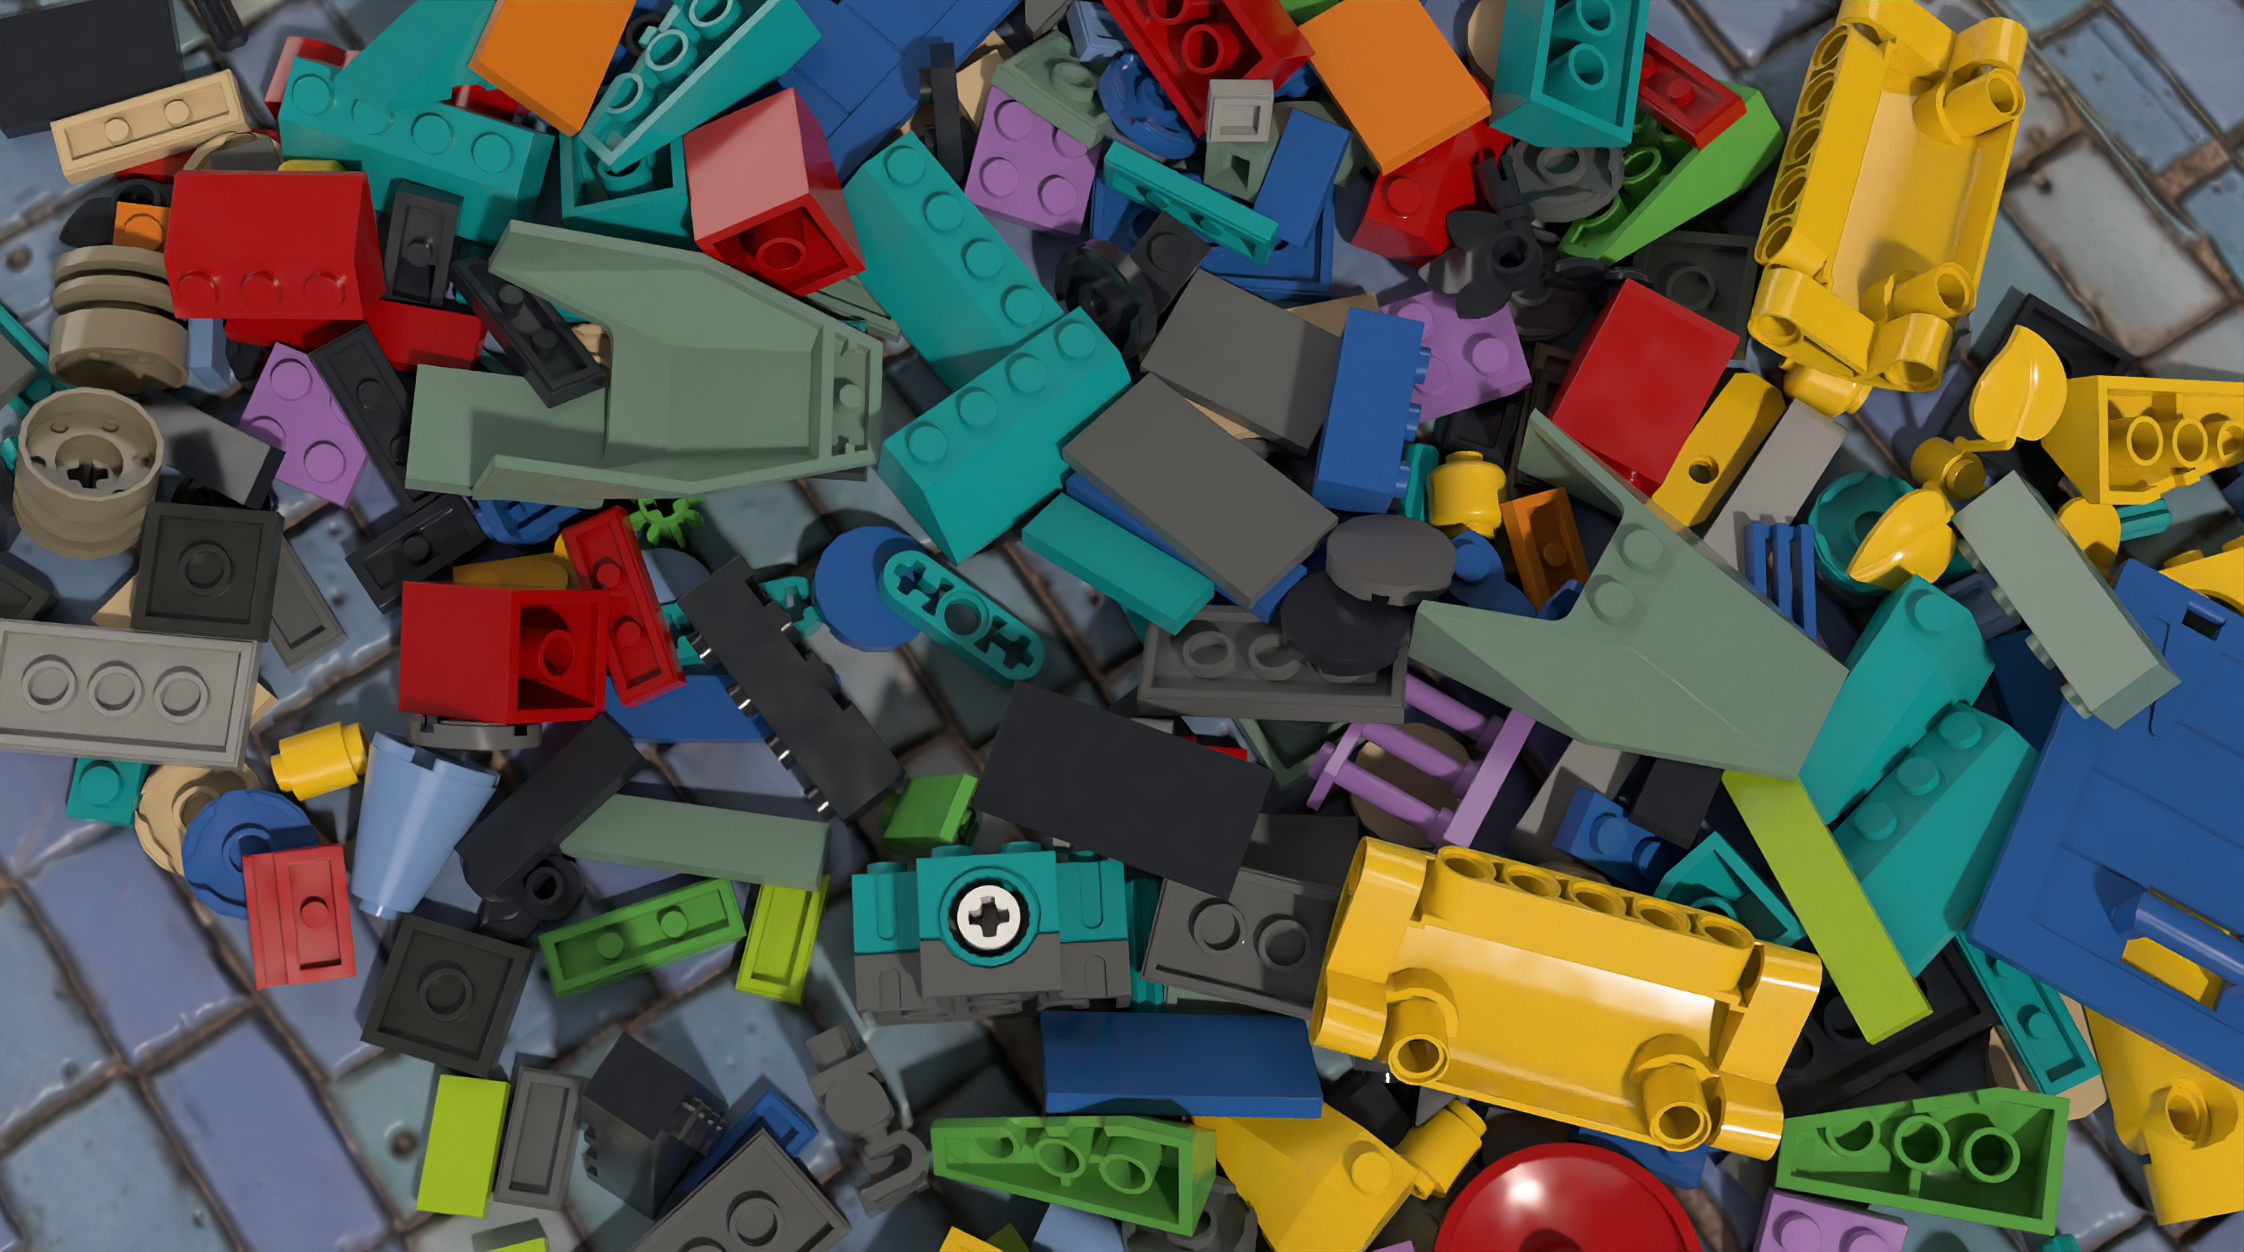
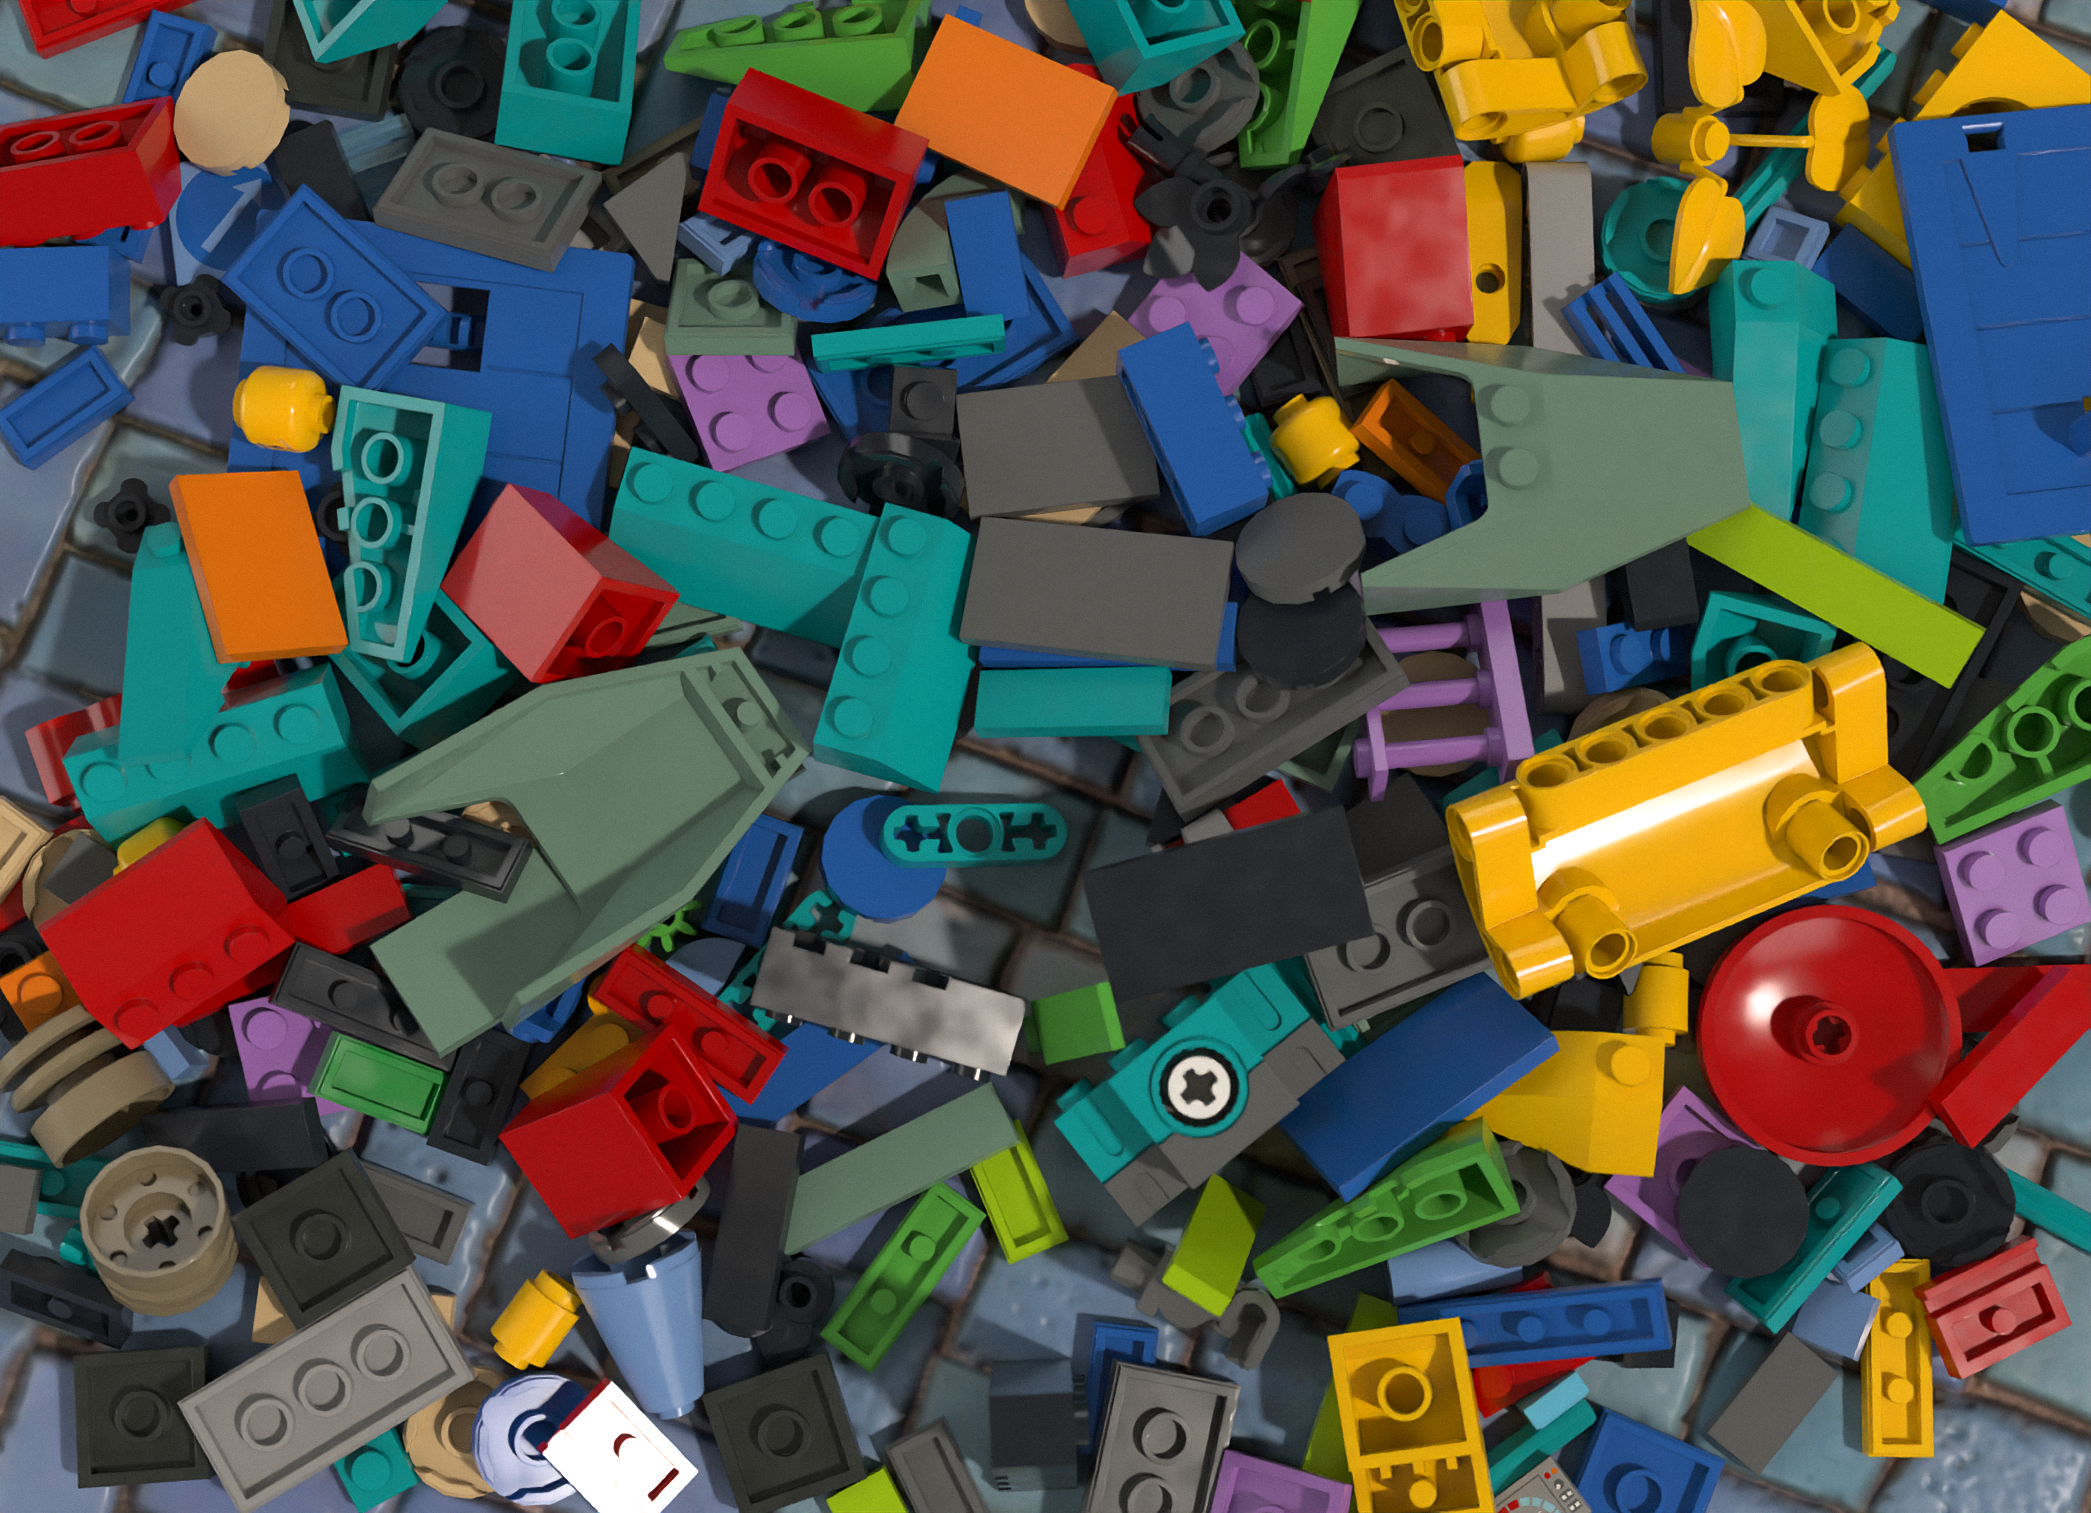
camera: 30 degrees left, 10 degrees up
(344, 483) = (379, 1083): none -> green tile
(765, 531) = (754, 881): none -> blue tile
(912, 1078) = (1214, 1245): none -> lime tile
(1239, 110) = (902, 238): light grey tile -> none
(2064, 601) = (1868, 204): sand green brick -> none

